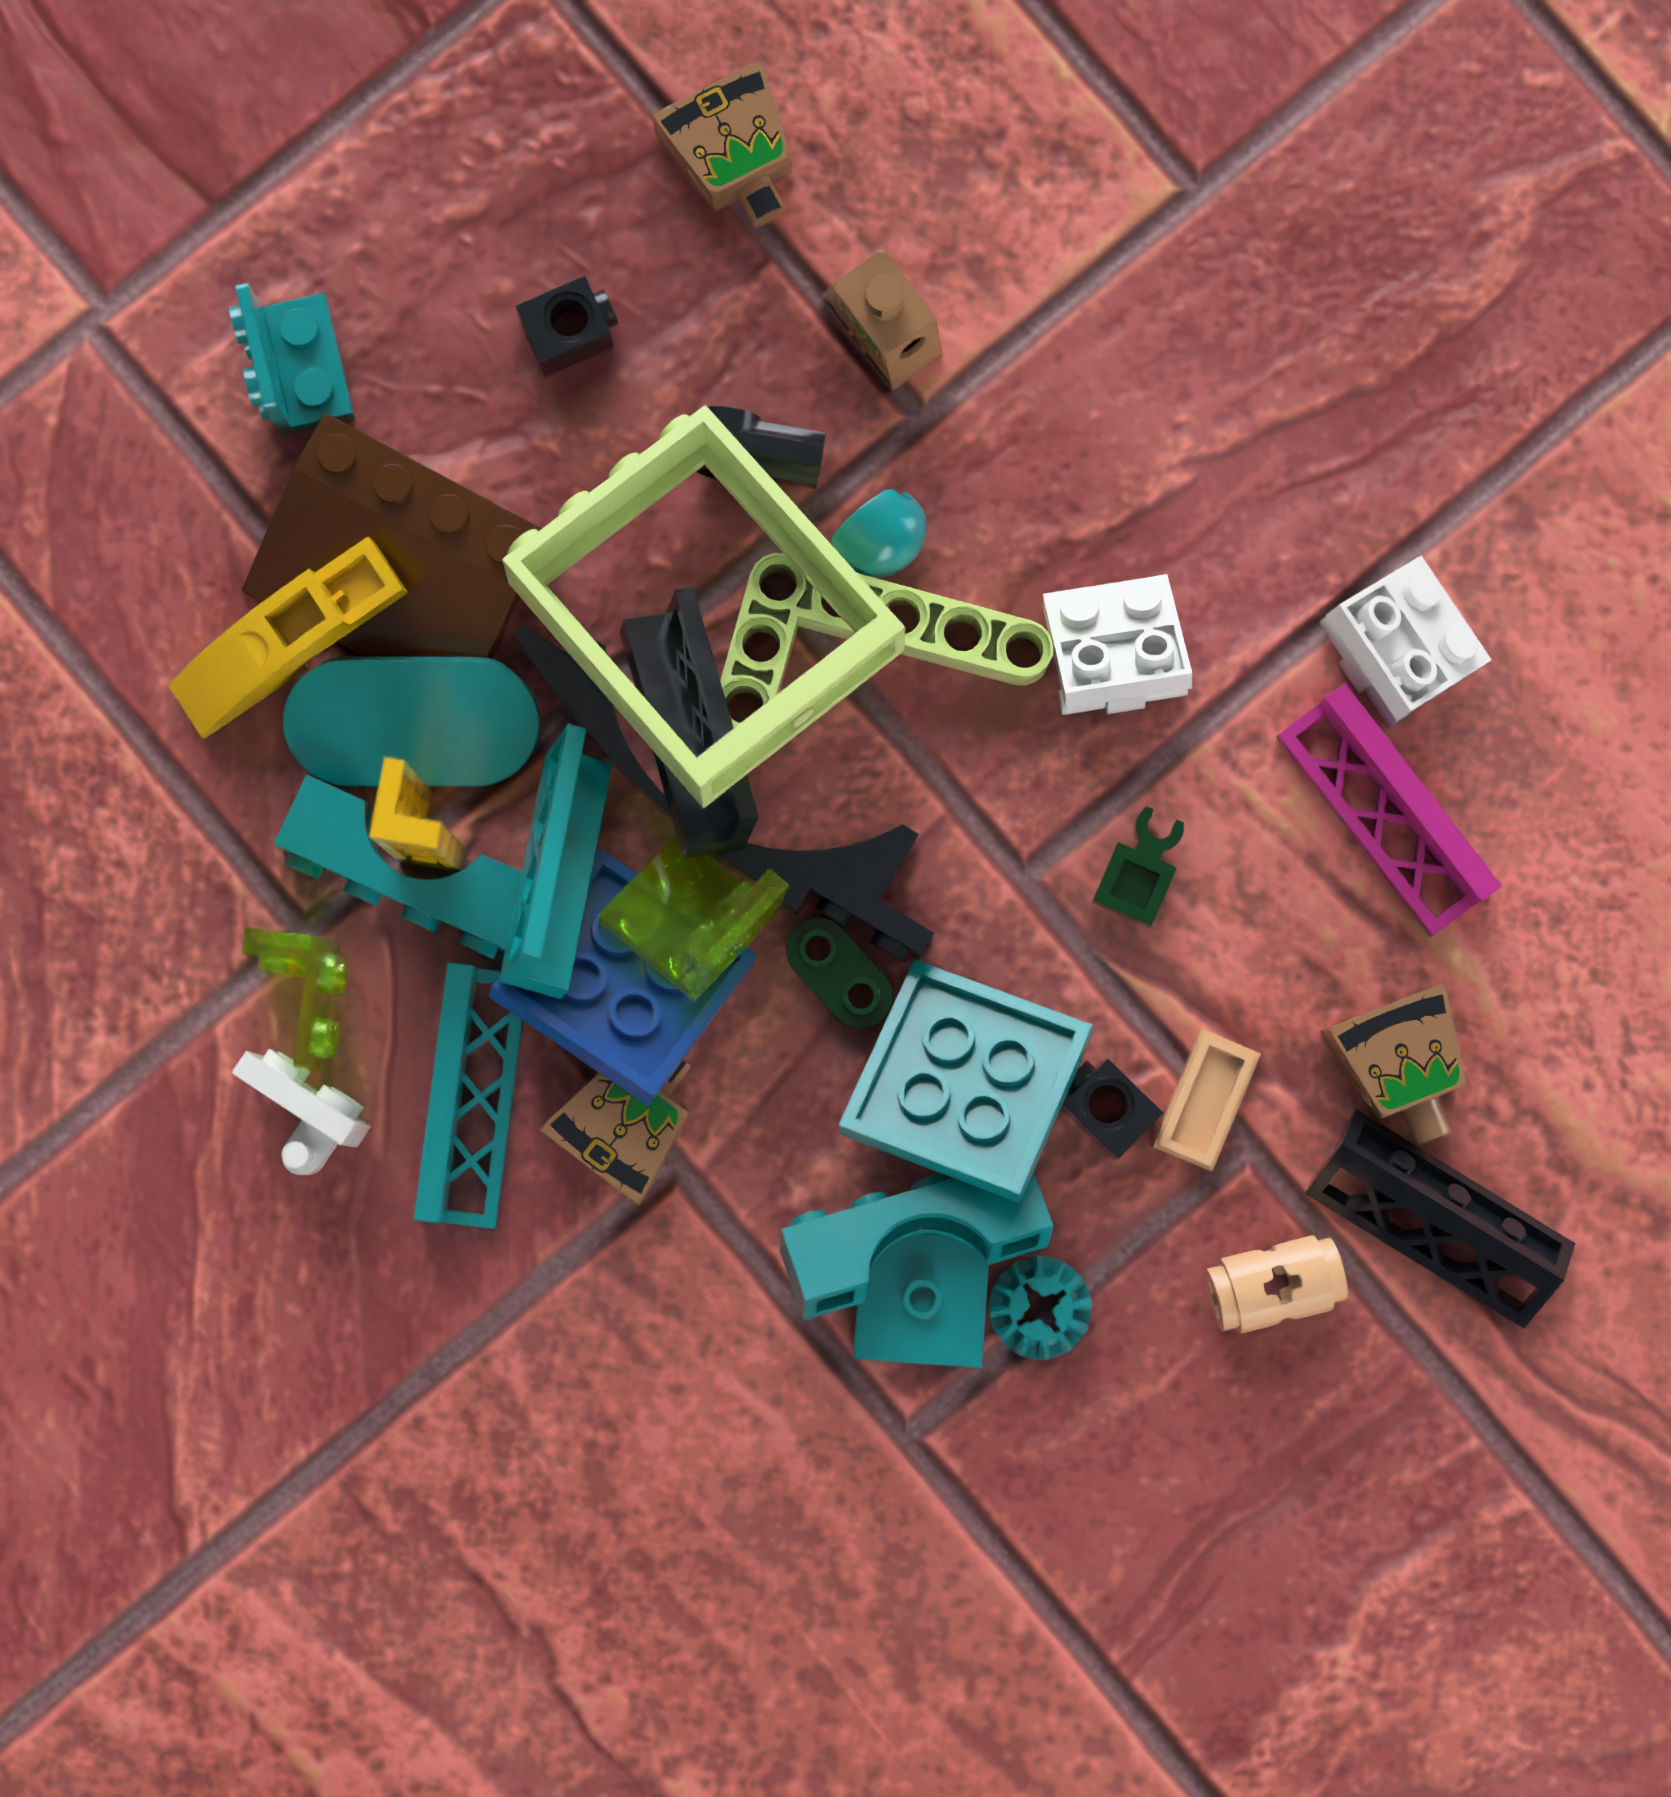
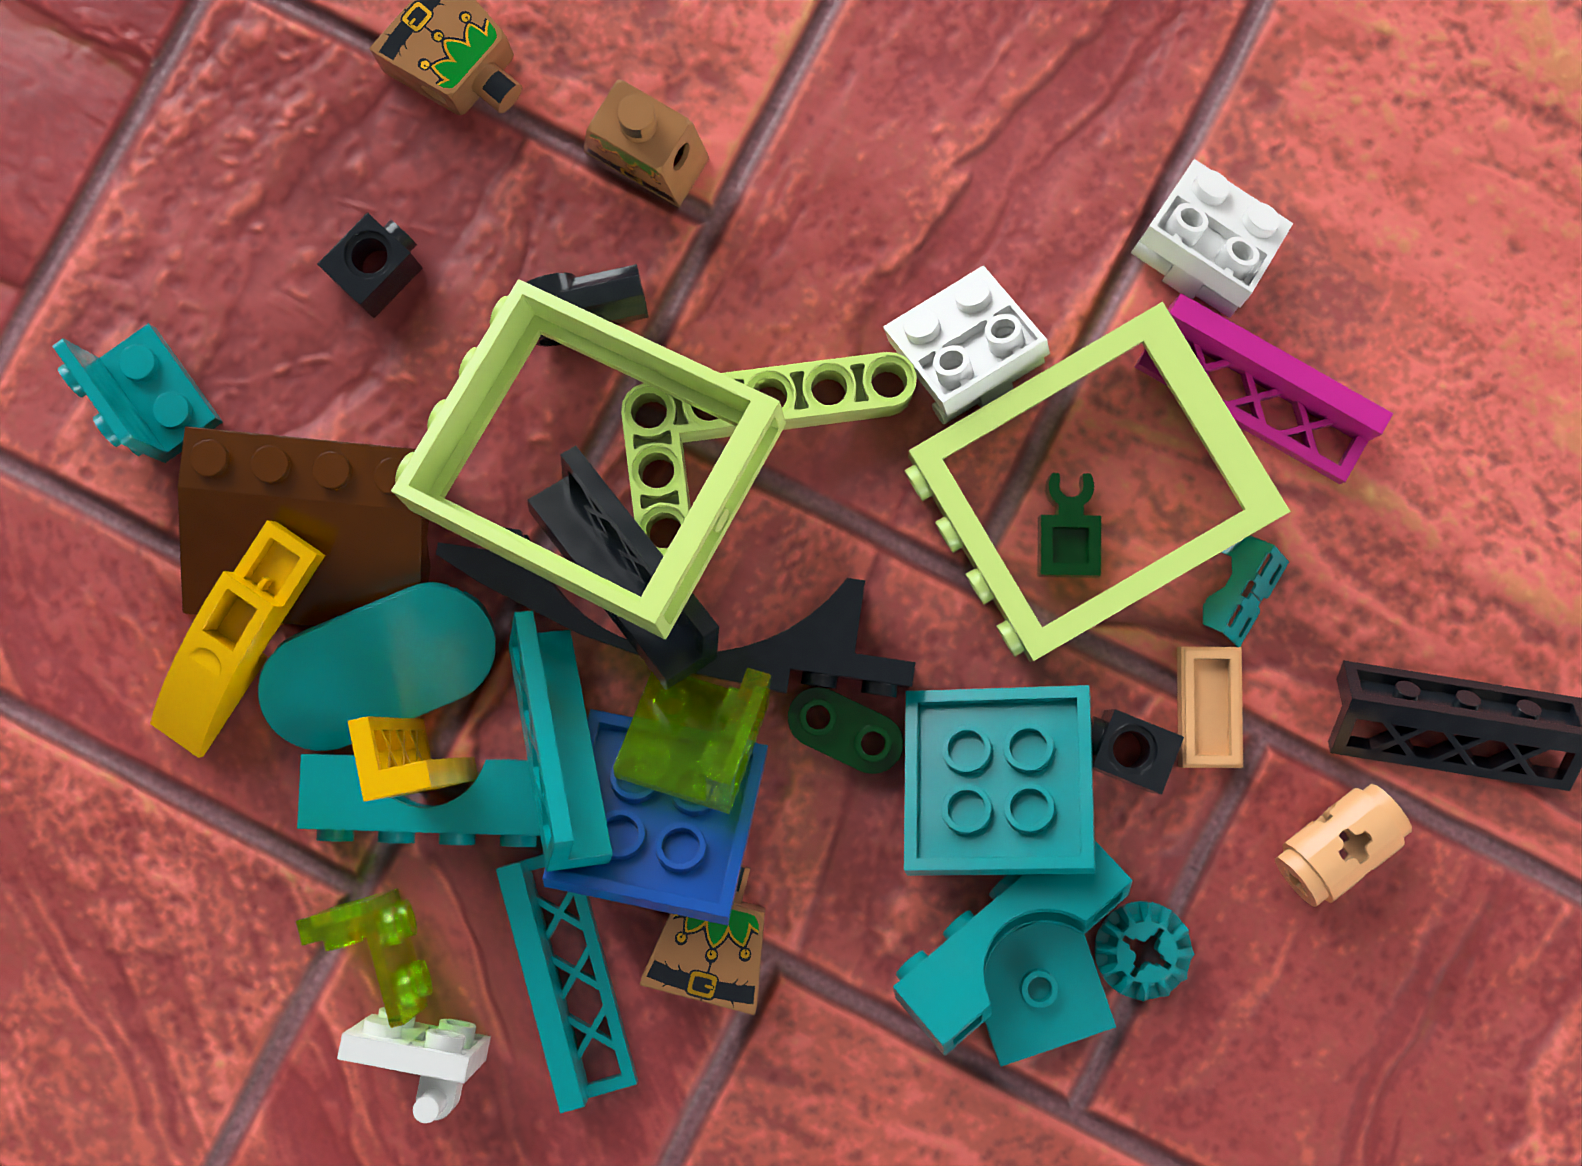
camera: 15 degrees left, 0 degrees up
(882, 535) = (723, 330): teal hair -> none
(1305, 967) = (1246, 561): none -> teal piece
(1318, 815) = (1208, 417): none -> yellowish green window
(1403, 1059) = (1368, 600): medium nougat torso -> none

